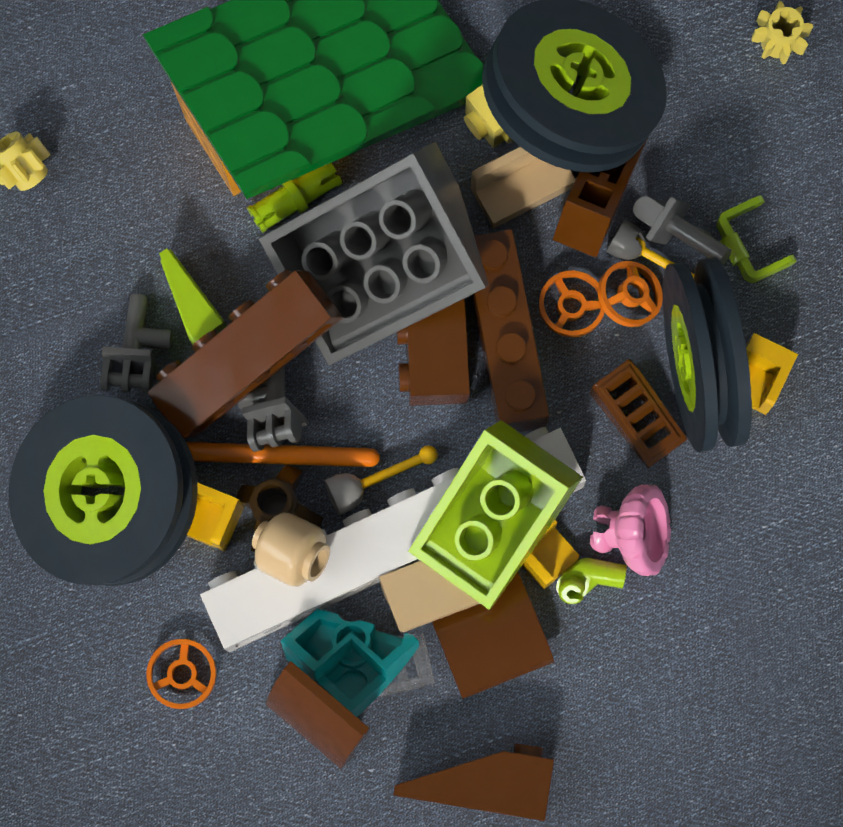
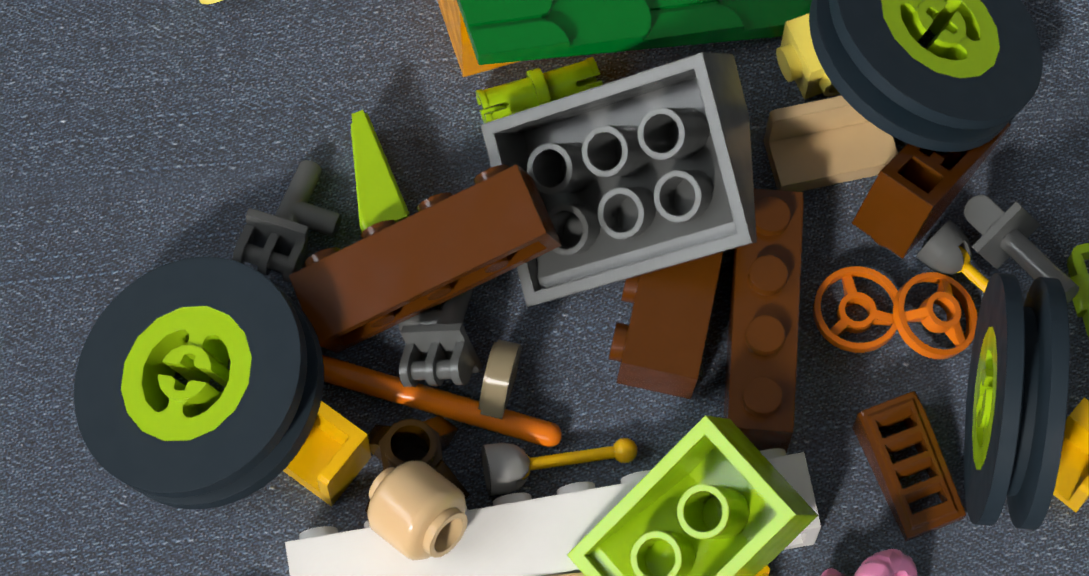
camera: 10 degrees right, 10 degrees down
(323, 427) = (499, 378): none -> dark tan tile

